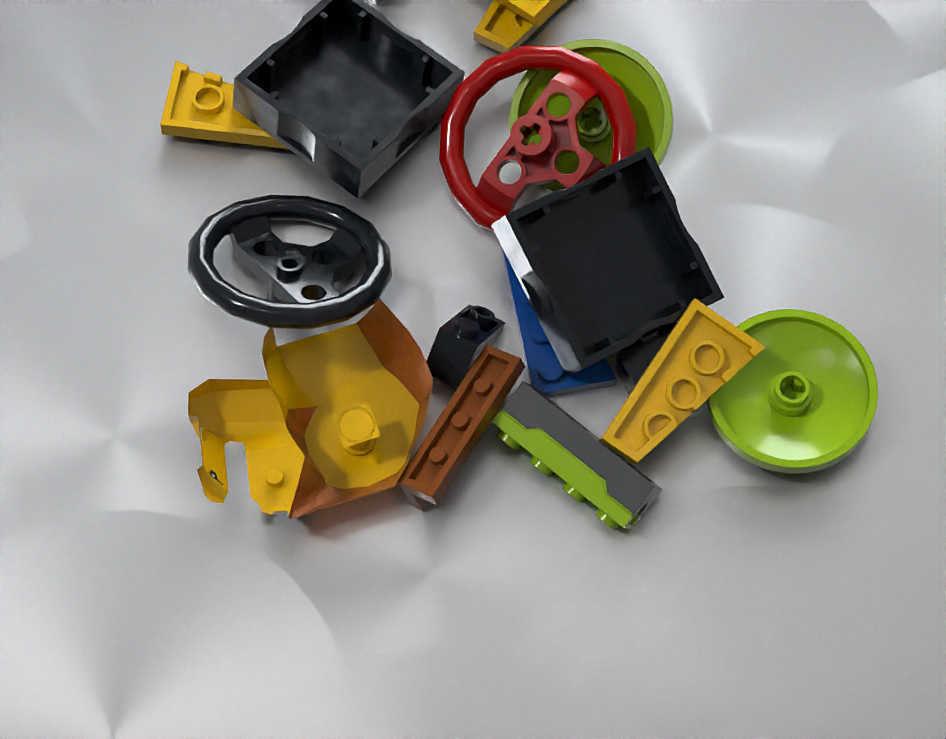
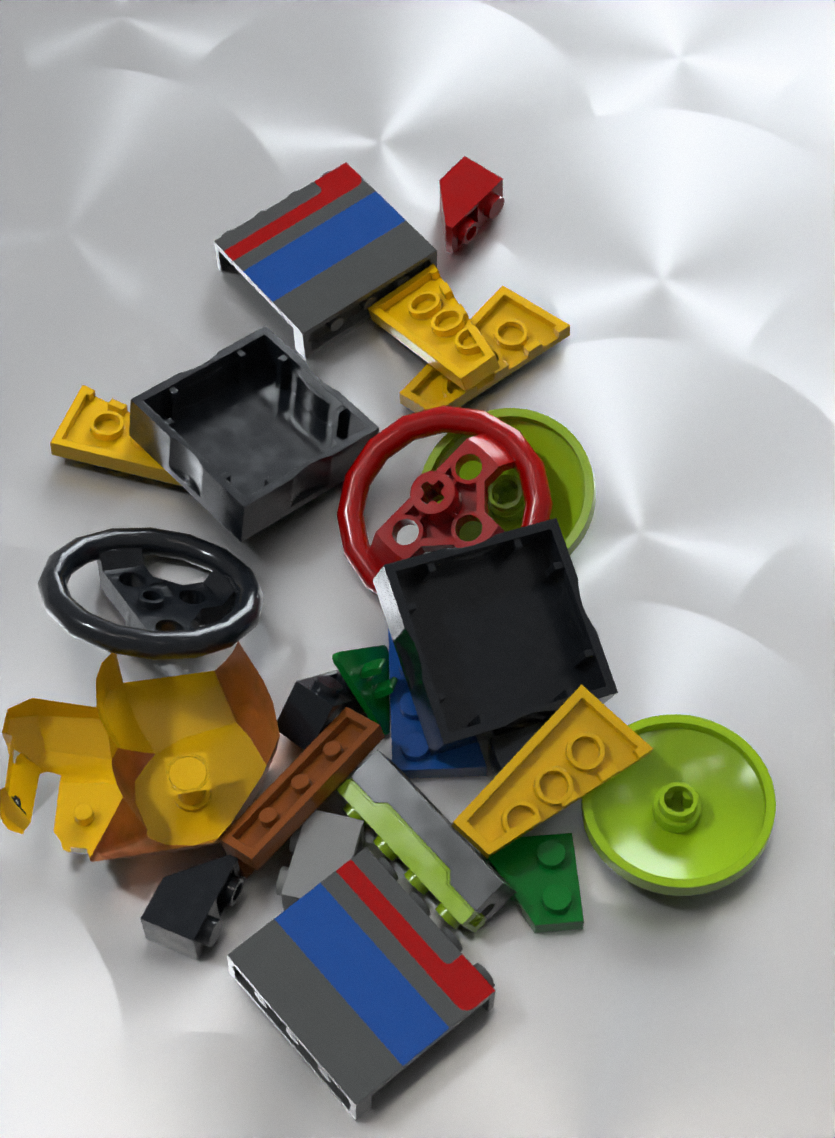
camera: 10 degrees right, 10 degrees down
(380, 541) = (190, 904): none -> black slope
(489, 492) = (318, 850): none -> light grey brick
(496, 311) = (368, 678): none -> green piece
(543, 587) = (360, 979): none -> panel
(685, 474) = (544, 879): none -> green wing

